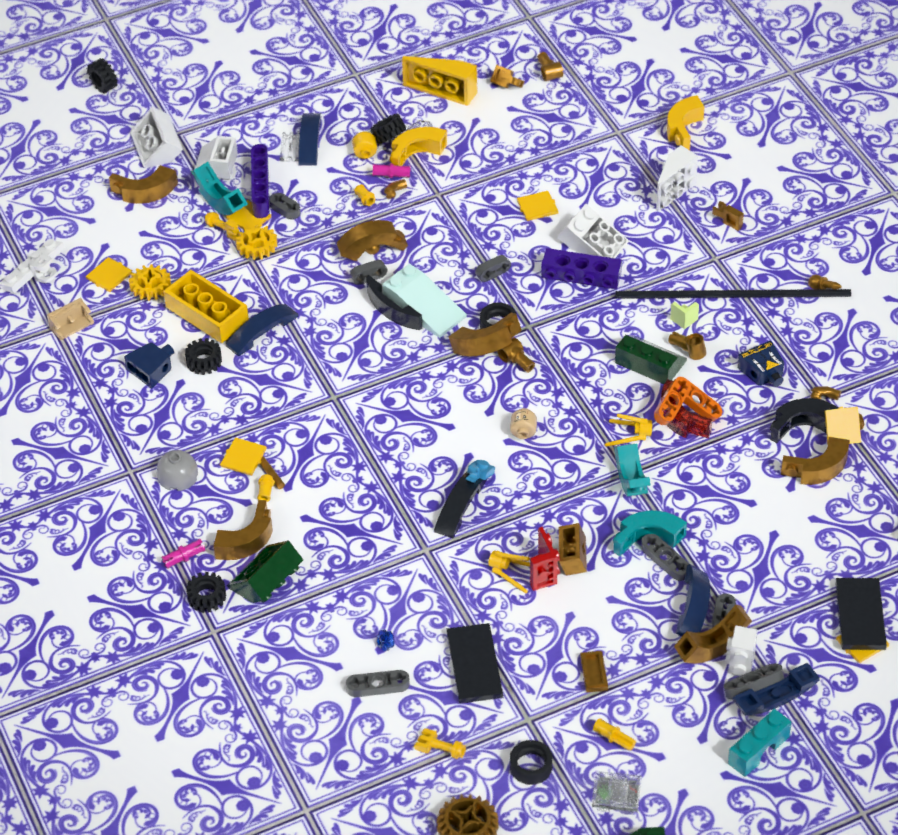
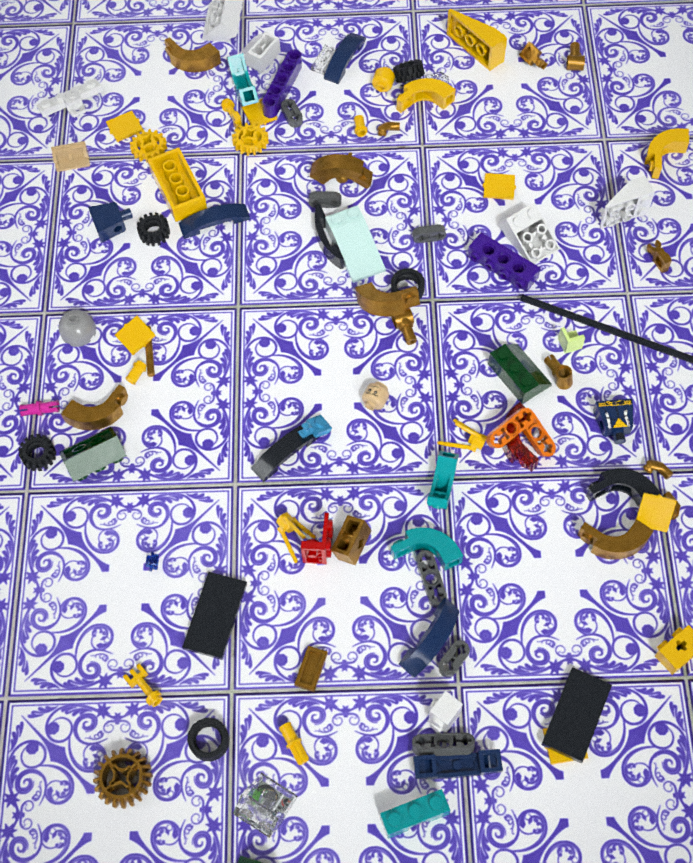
camera: 25 degrees right, 15 degrees up
(371, 690) = (141, 599): dark grey beam -> none
(391, 170) = (393, 110): dark pink pin -> none
(712, 643) = (426, 687): pearl gold arch -> none

